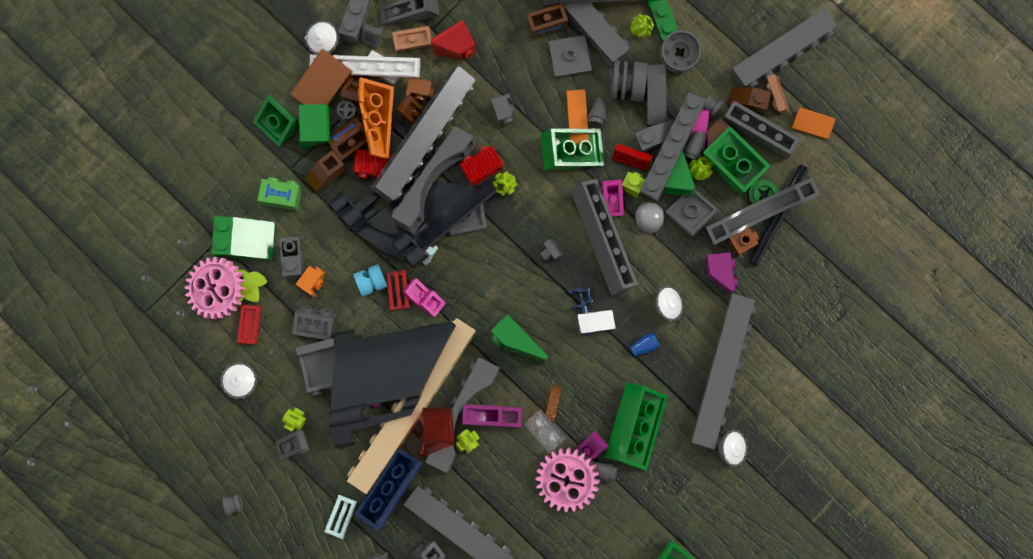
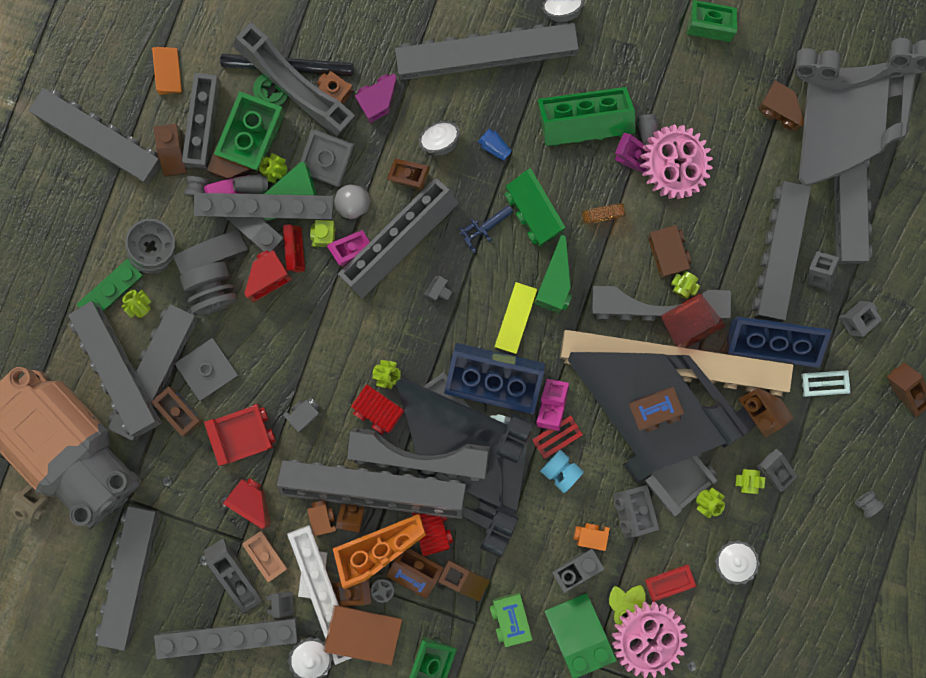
camera: 120 degrees left, 5 degrees up
(292, 381) = (710, 502): none -> lime gear
(313, 125) = (417, 618): green slope -> none
(340, 456) = (766, 411): none -> reddish brown slope
(380, 366) = (656, 409): none -> reddish brown brick
(464, 261) = (494, 378): none -> dark blue slope
(492, 416) = (647, 270): magenta slope -> none
(500, 441) = (669, 251): none -> reddish brown brick
(502, 299) = (515, 318): none -> neon yellow tile
(509, 58) = (240, 434): none -> red panel
(544, 431) = (638, 207): clear bracket -> none
(562, 153) = (314, 318): green slope -> none
(577, 114) = (274, 329): orange tile -> none
(580, 350) = (534, 209): none -> green slope
(595, 322) = (495, 207): tile -> none
(597, 115) = (260, 308): dark grey cone -> none
(619, 125) = (266, 276): none -> red slope
(650, 267) = (408, 174): none -> reddish brown slope
(775, 87) = (159, 116): nougat plate -> none

